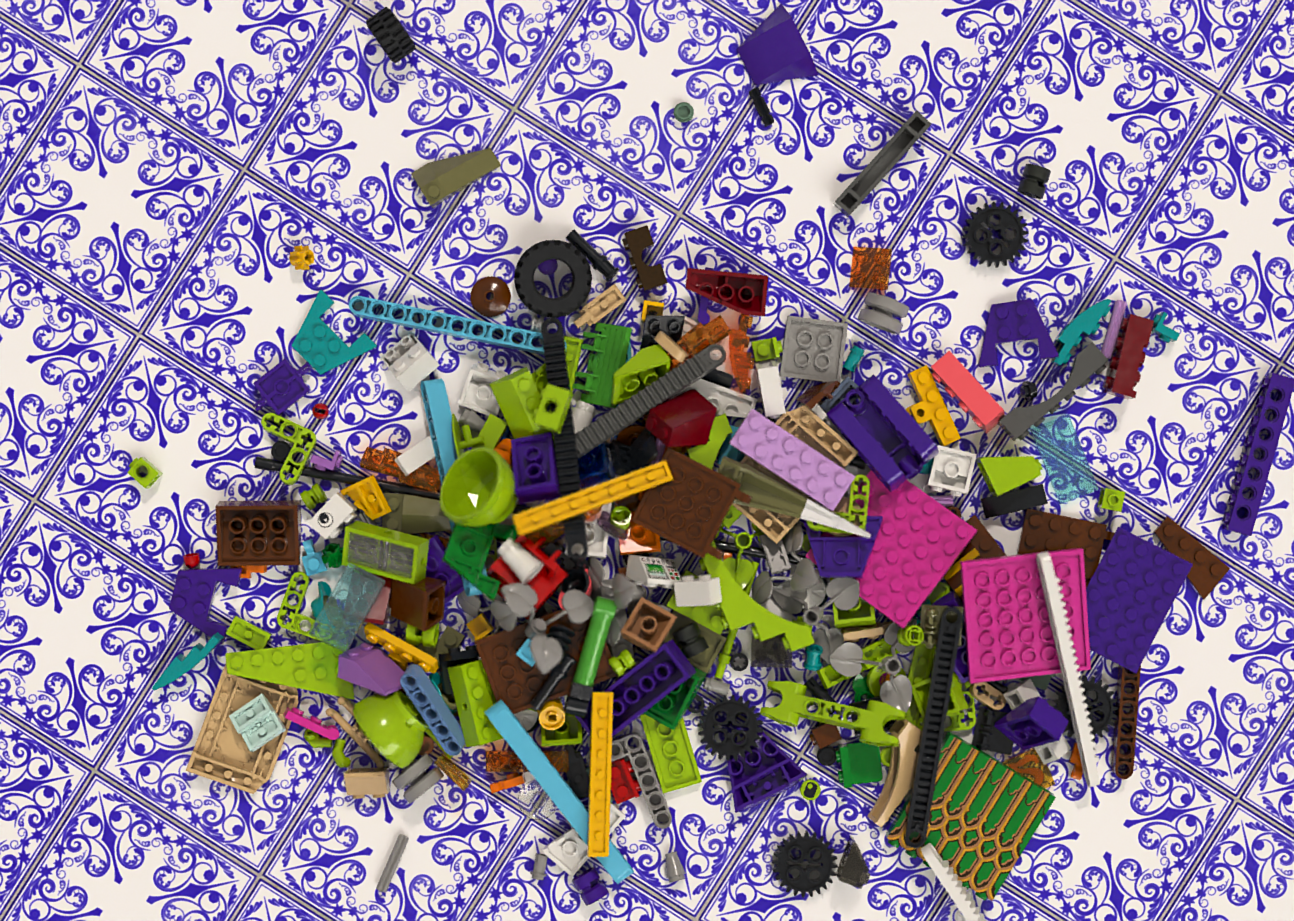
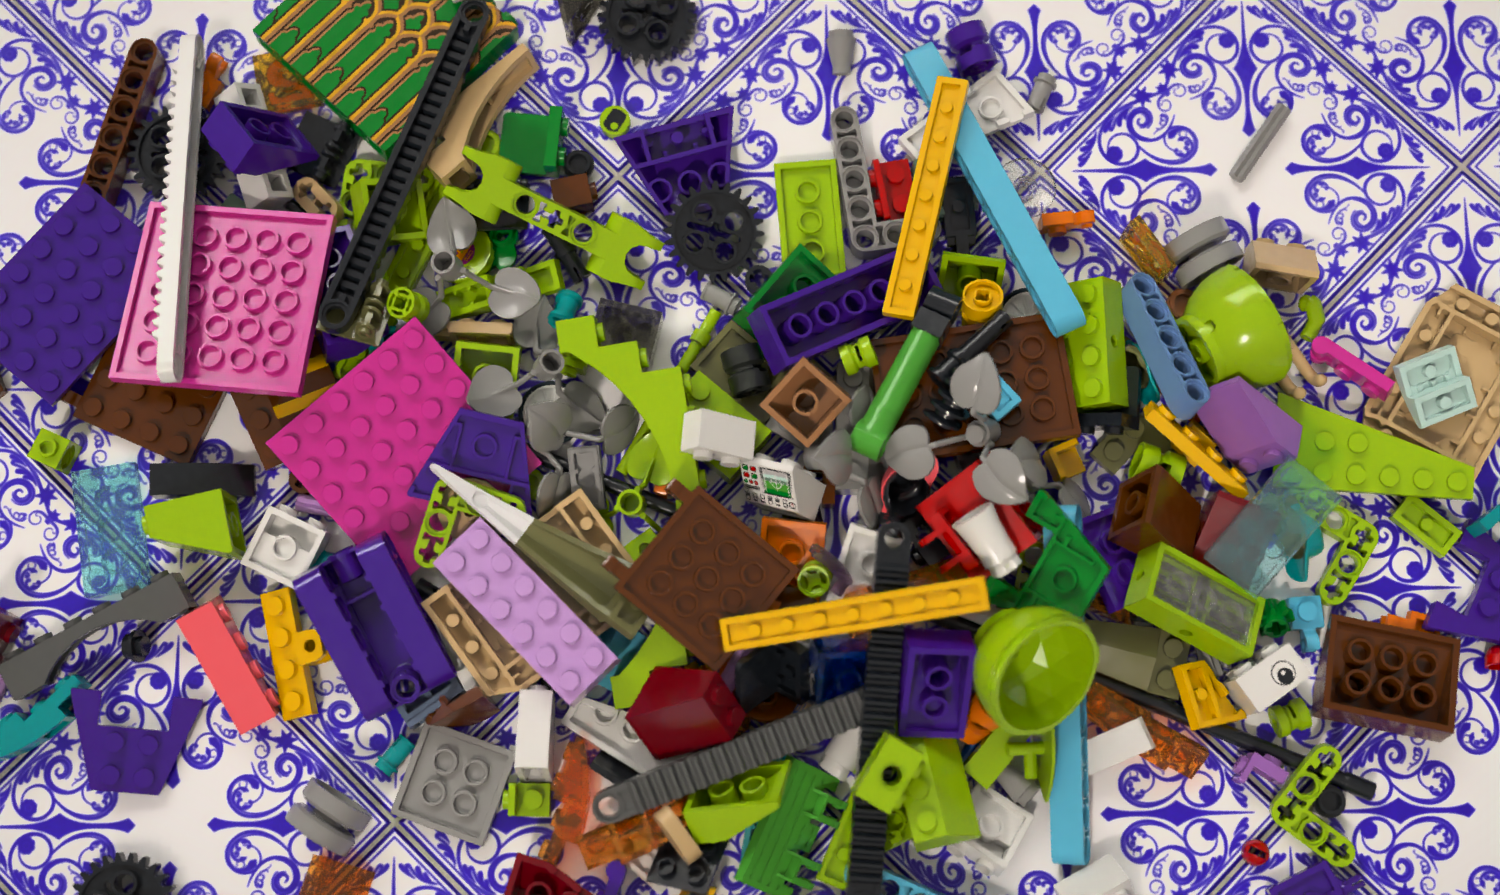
camera: 165 degrees left, 10 degrees down
(315, 740) = (1346, 341): lime arm -> none
(509, 761) = (1069, 253): clear orange slope -> none
(738, 668) = (684, 320): black bush -> none

